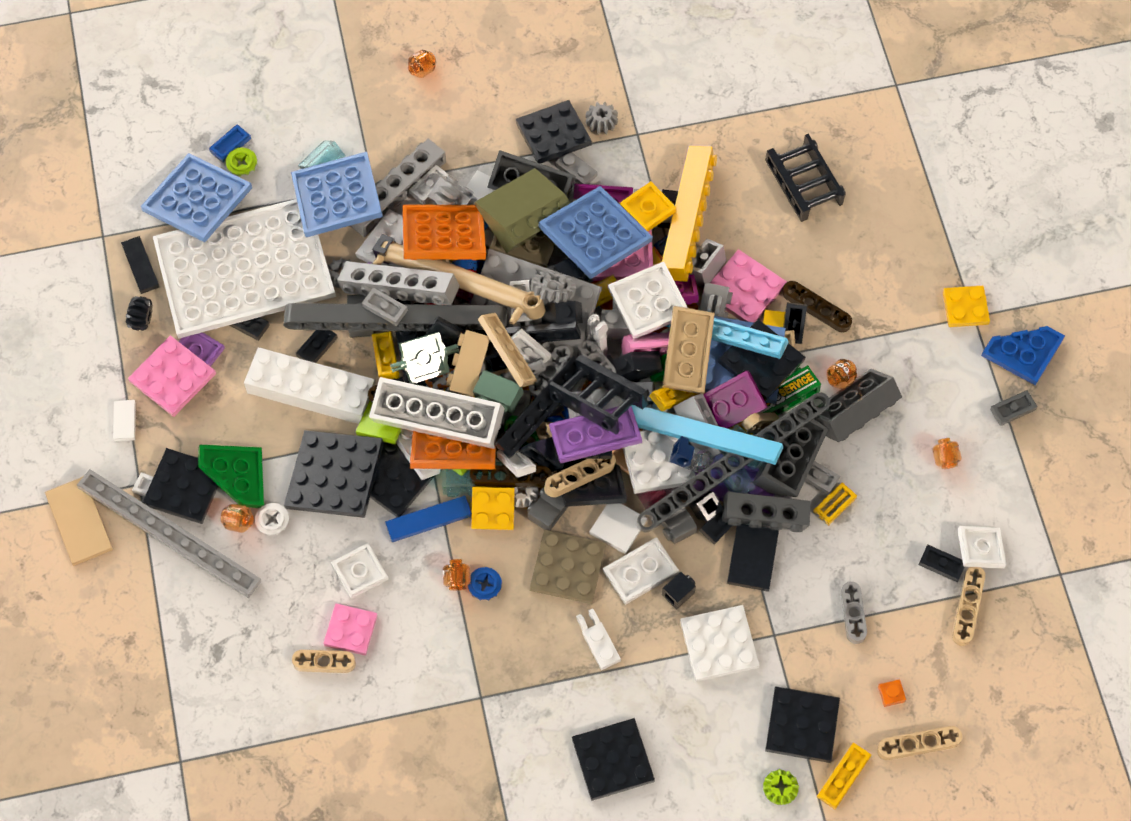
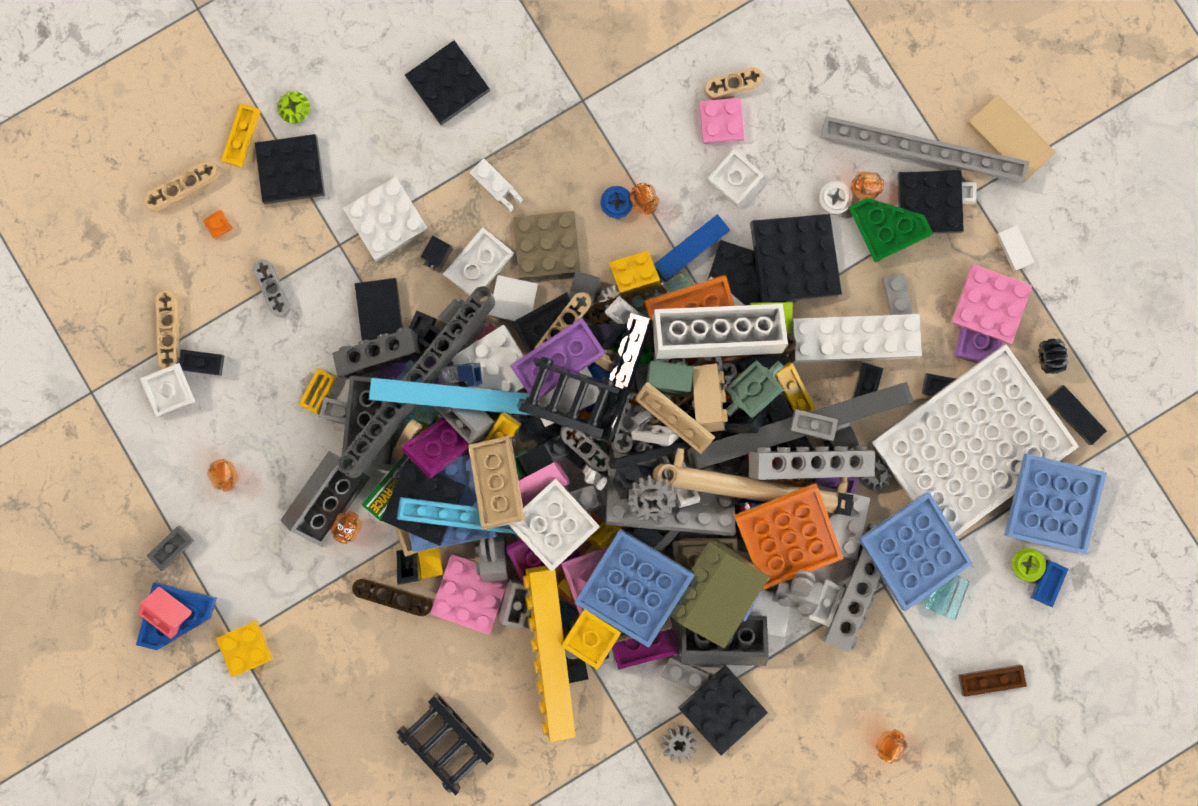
camera: 160 degrees right, 20 degrees up
(253, 414) = (897, 295): none -> light grey plate
(314, 87) = (992, 680): none -> reddish brown tile
(1030, 351) = (163, 612): none -> coral panel

